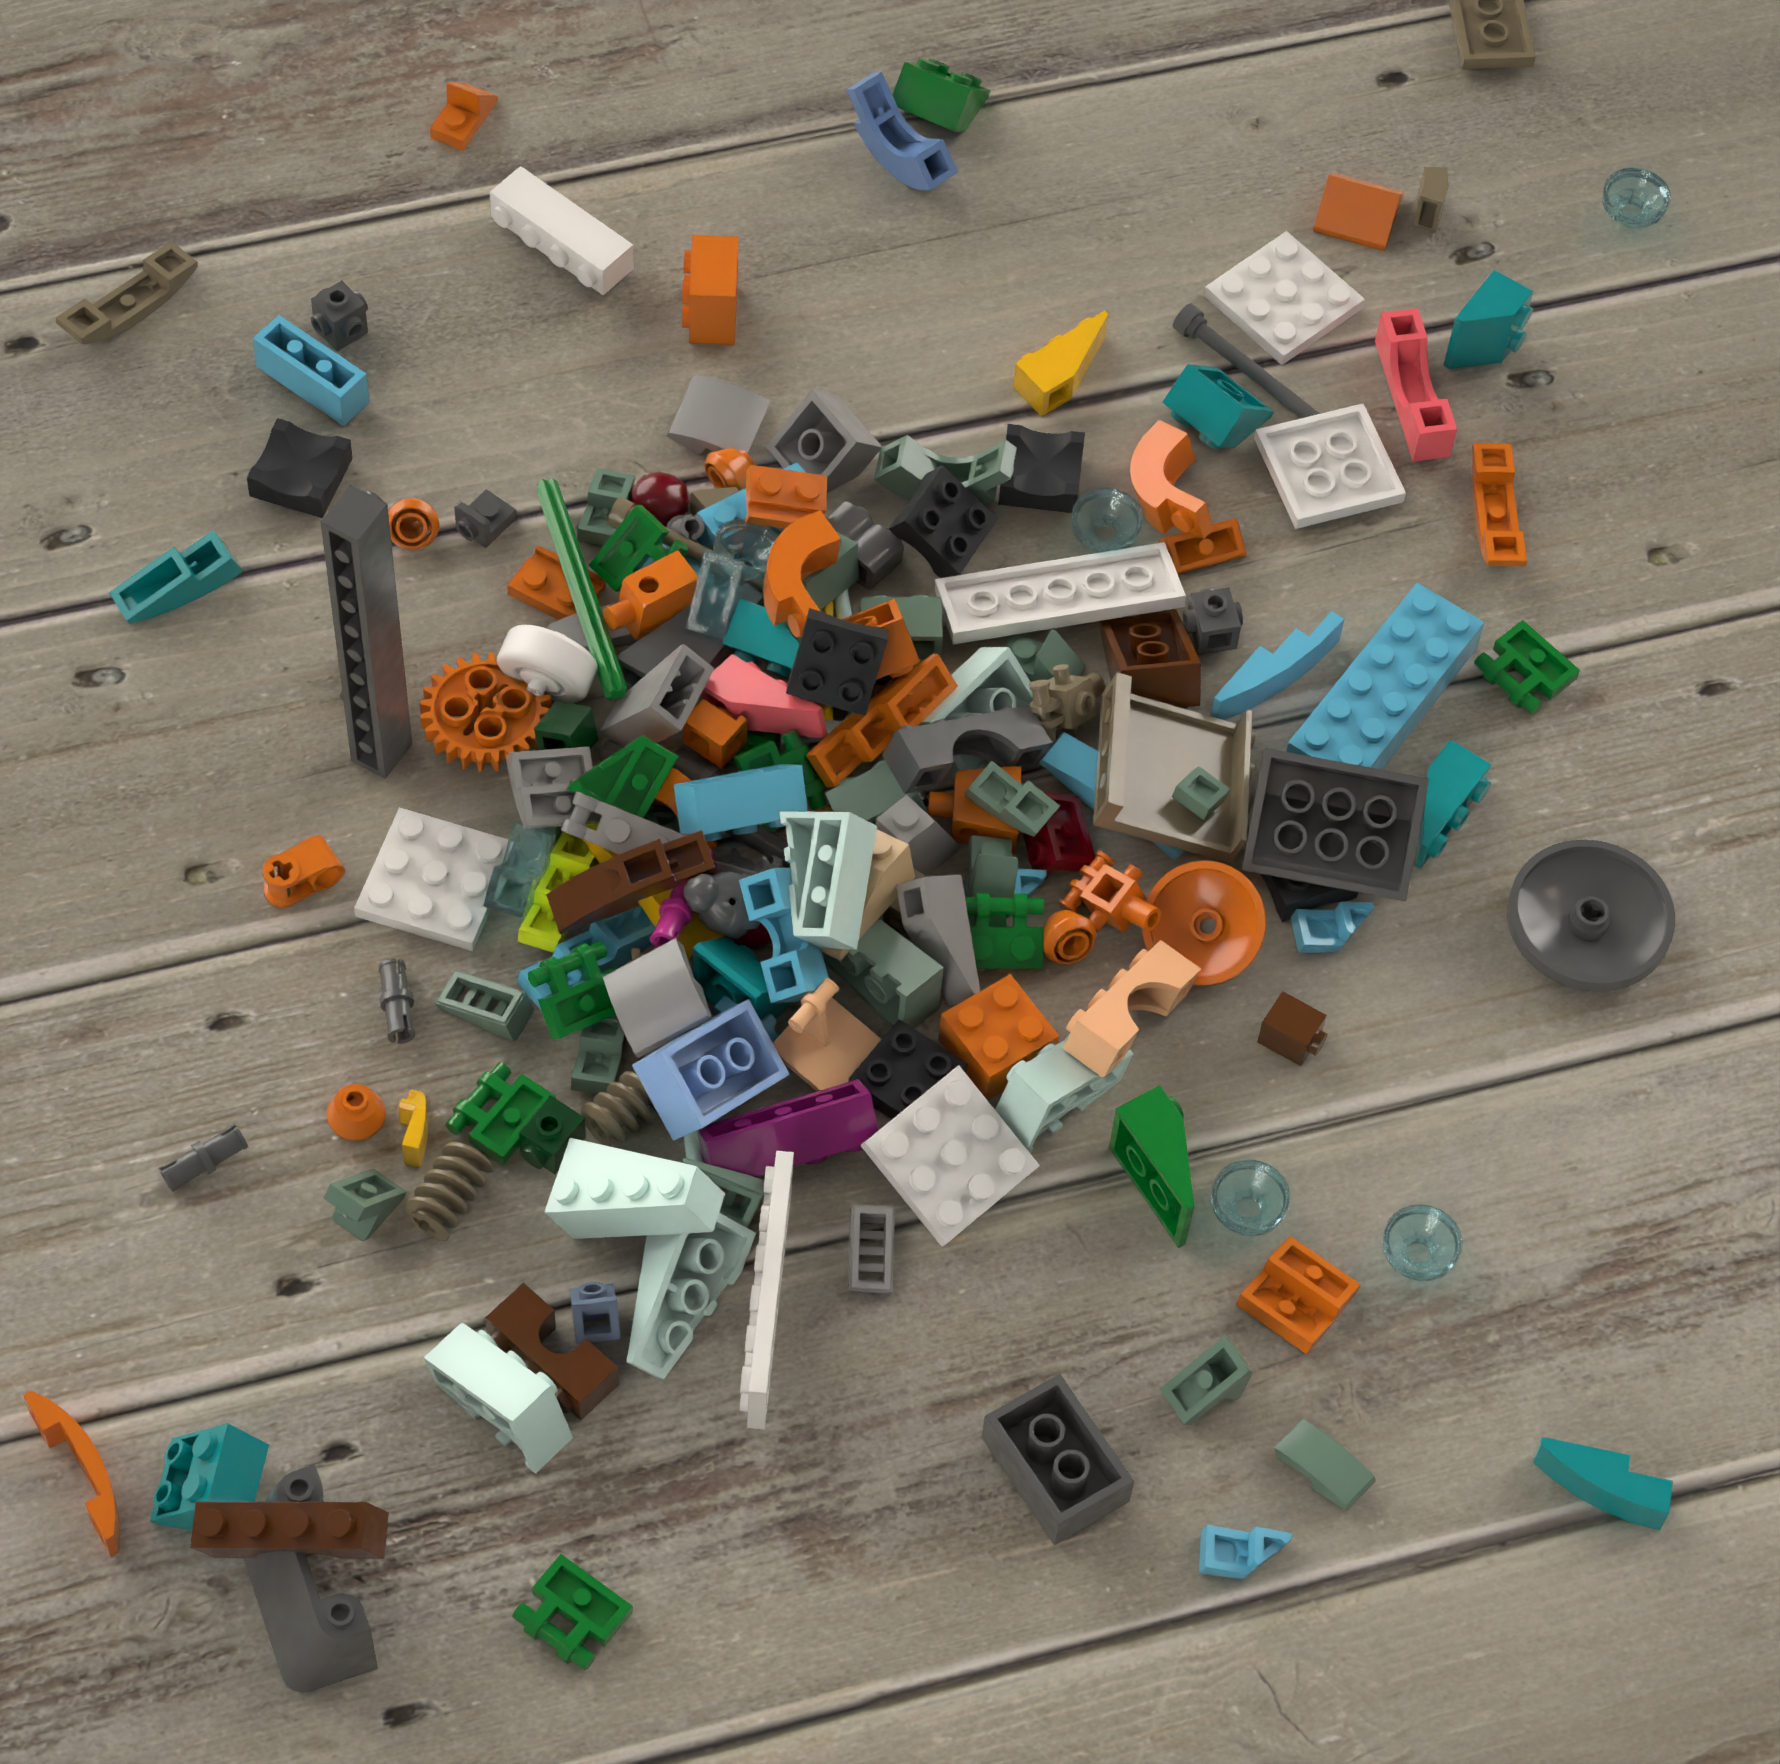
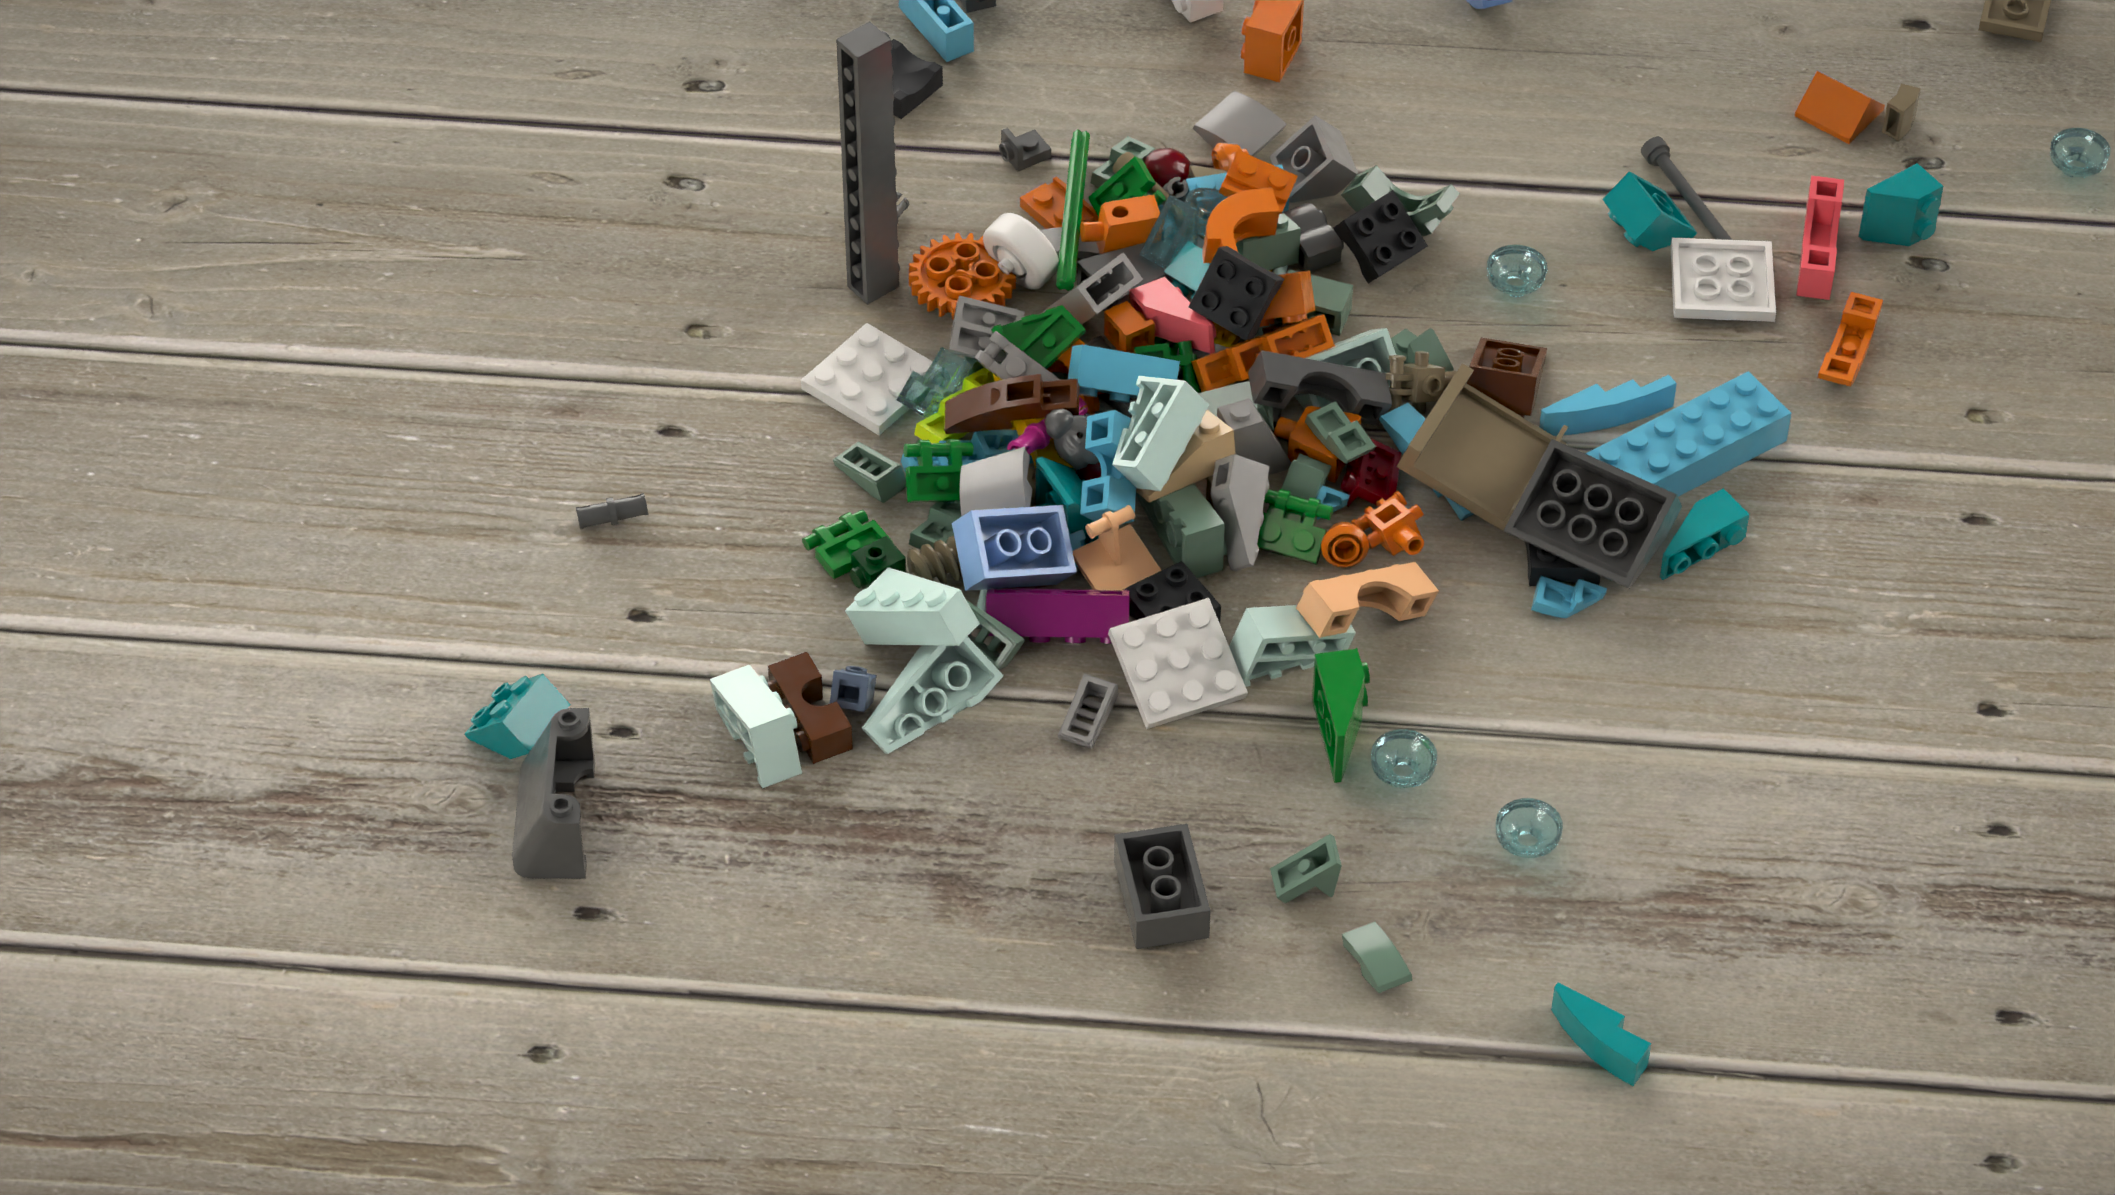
camera: 25 degrees right, 10 degrees down
(58, 1426) = (434, 709): orange slope -> none
(176, 579) = (771, 130): teal slope -> none
(303, 869) = (774, 343): orange piece -> none
(320, 1528) = (581, 747): reddish brown arch -> none
(356, 1112) = (739, 513): orange cone -> none
(363, 1202) = (715, 571): sand green slope -> none
(396, 1001) = (803, 448): dark grey pin -> none
(413, 524) = (957, 137): orange cone -> none
(414, 1114) = (777, 536): yellow slope -> none
(445, 1187) = (780, 578): dark tan piece -> none
(566, 727) = (1017, 295): dark green brick -> none
(579, 1599) = (755, 876): green plate -> none
(766, 1290) = (990, 709): white plate -> none
(995, 1033) = (1251, 583): orange brick -> none
(1044, 470) = (1481, 221): black brick -> none
(1056, 370) = (1532, 156): yellow slope -> none
(1059, 593) = (1454, 310): white plate -> none
(1154, 468) = (1572, 248): orange arch -> none
(1193, 552) = (1590, 310): orange slope -> none
(1201, 792) = (1496, 470): sand green plate -> none
(1206, 892) = (1457, 542): orange dish -> none
(1213, 620) = (1569, 359): dark grey brick -> none
(1237, 1552) = (1279, 998): medium azure slope -> none
(1284, 297) = (1745, 155): white plate -> none
(1293, 1029) = (1496, 655): reddish brown brick -> none
(1298, 1294) = (1413, 839): orange slope -> none
(1534, 659) = (1829, 460): green plate -> none
(1591, 915) = (1782, 642): dark grey dish -> none

